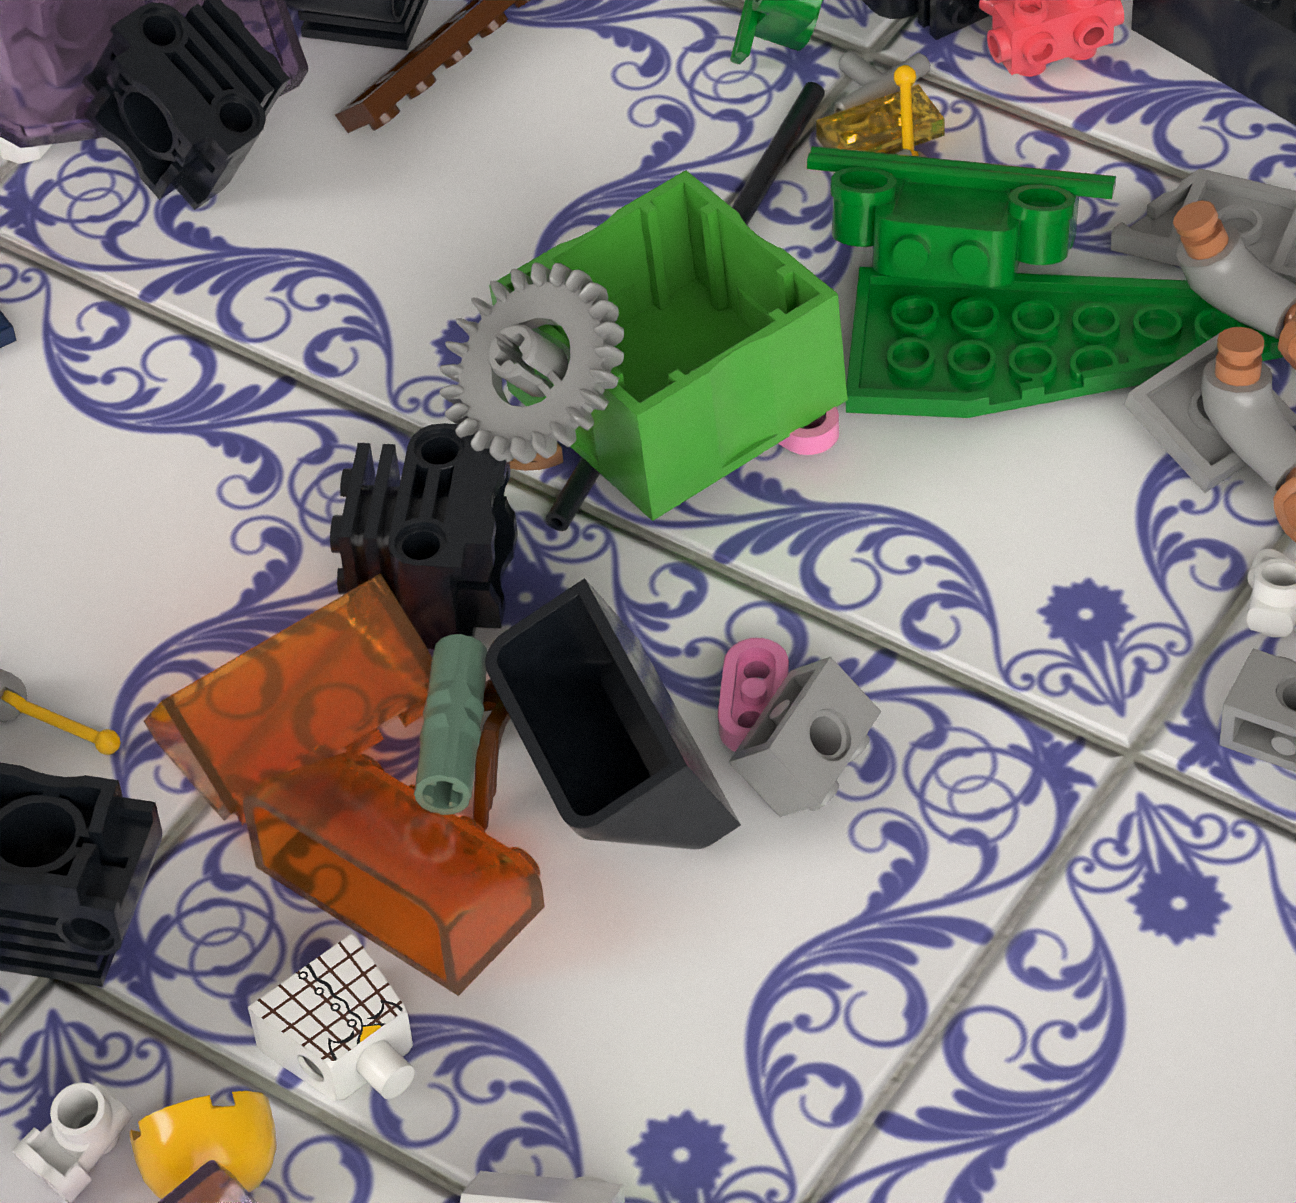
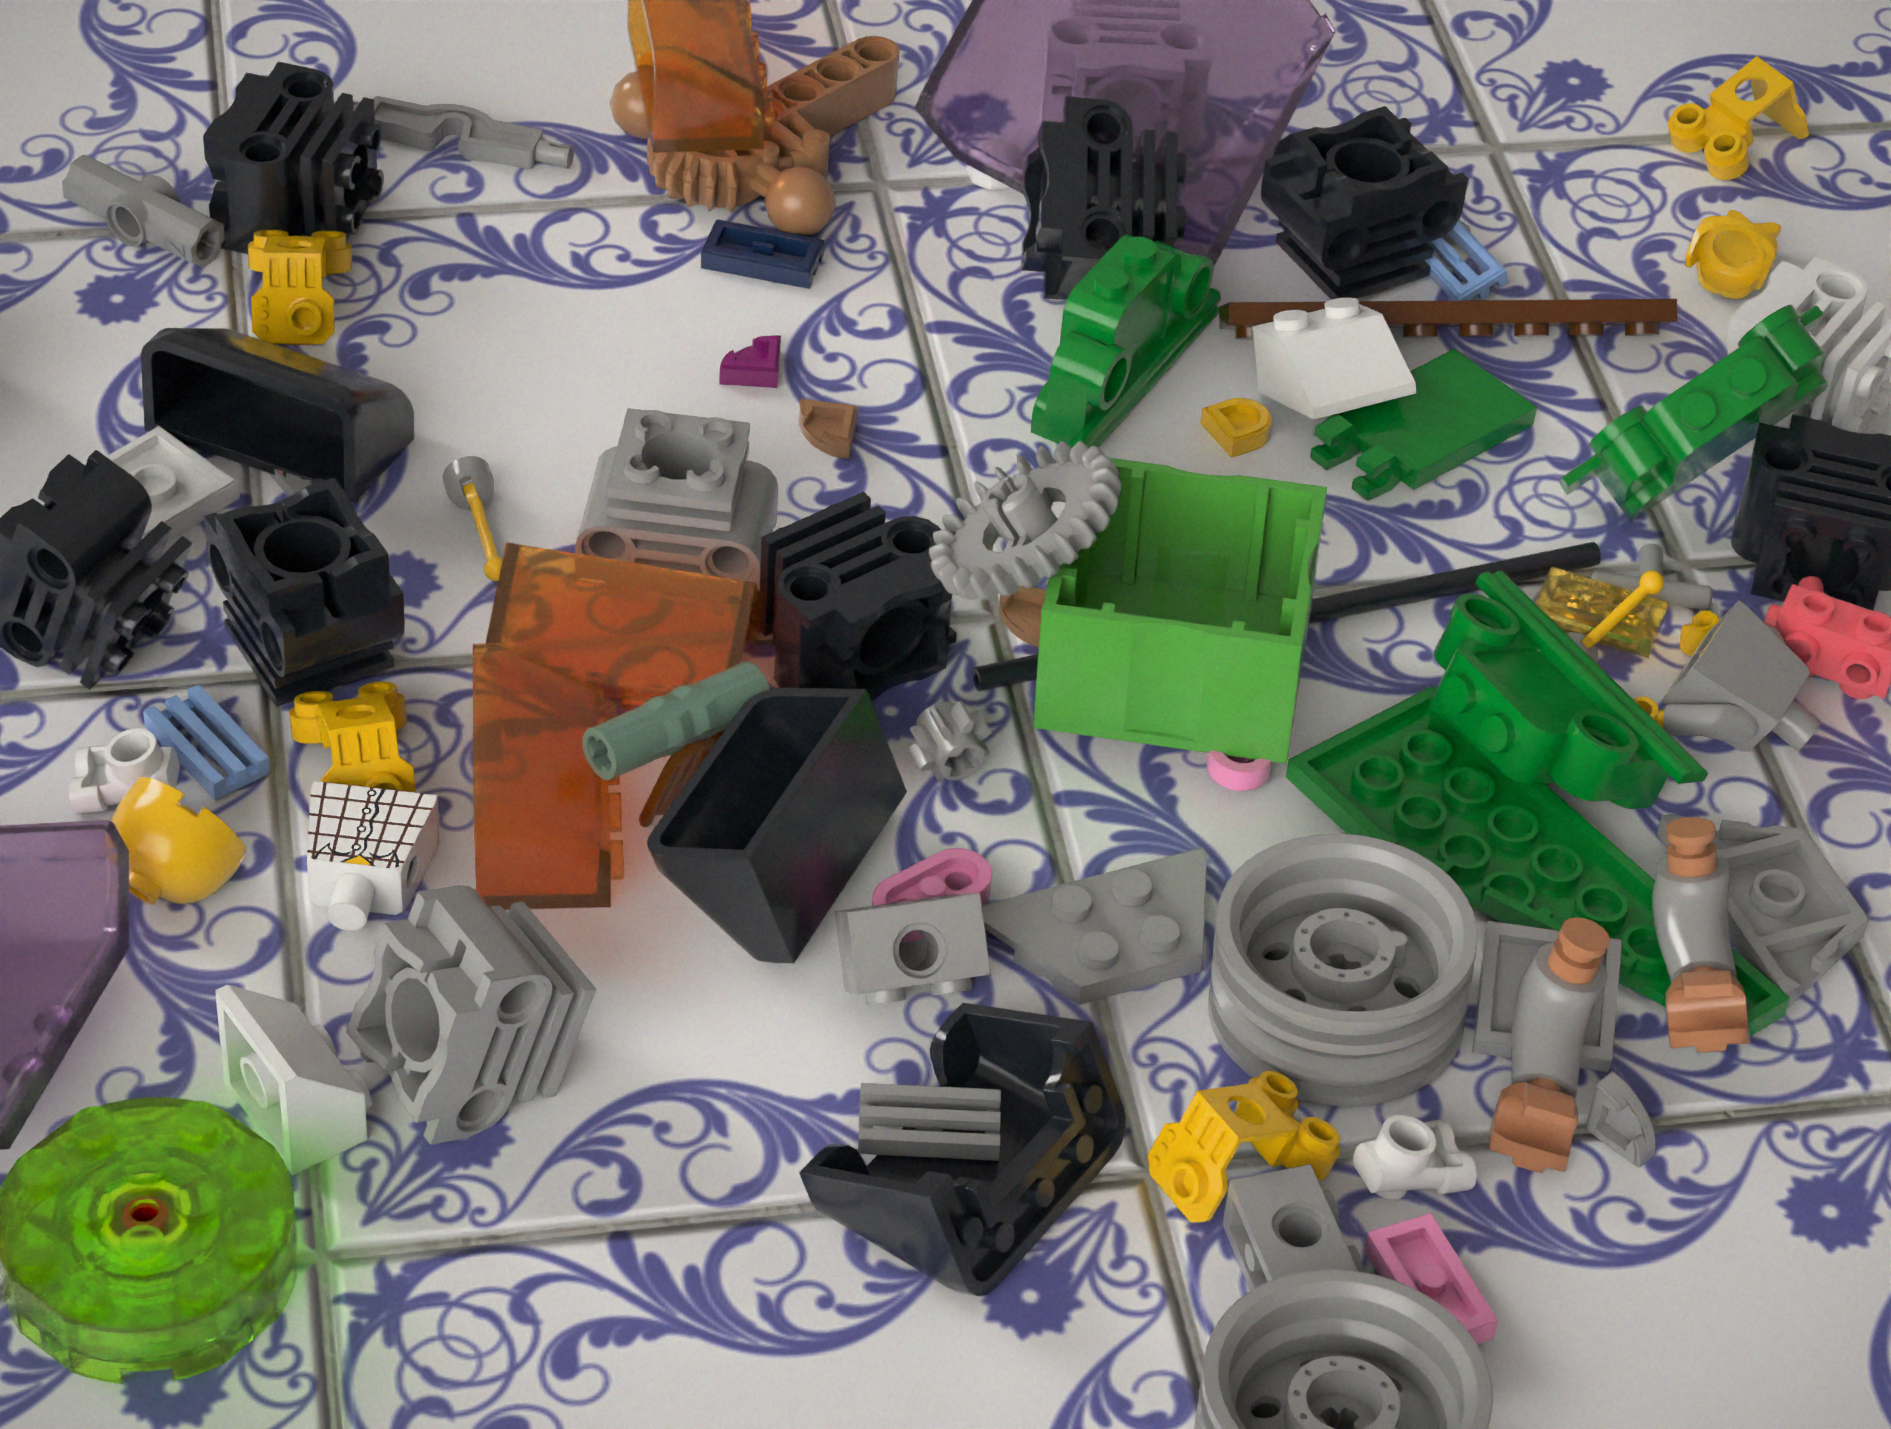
camera: 40 degrees right, 5 degrees down
(67, 428) = (754, 364): none -> magenta tile
(93, 1050) = (244, 760): none -> light blue tile
(189, 430) = (829, 426): none -> medium nougat tile
(211, 574) = (681, 497): none -> light grey piece
(251, 947) = (359, 735): none -> yellow piece
(337, 220) = (1122, 336): none -> green brick
(465, 192) = (1237, 425): none -> yellow tile
(486, 91) = (1330, 359): none -> white slope
(585, 88) = (1423, 435): none -> green tile
(619, 1057) = (469, 1010): none -> light grey piece
(620, 575) = (950, 740): none -> light grey gear
(891, 609) = (1110, 928): none -> light grey wing
(958, 830) = (929, 1112): none -> light grey tile
(1030, 832) = (980, 1217): none -> black windscreen
(1033, 101) = (1735, 684): none -> light grey torso
(1089, 539) = (1342, 968): none -> light grey wheel
(1173, 709) = (1194, 1153): none -> yellow piece

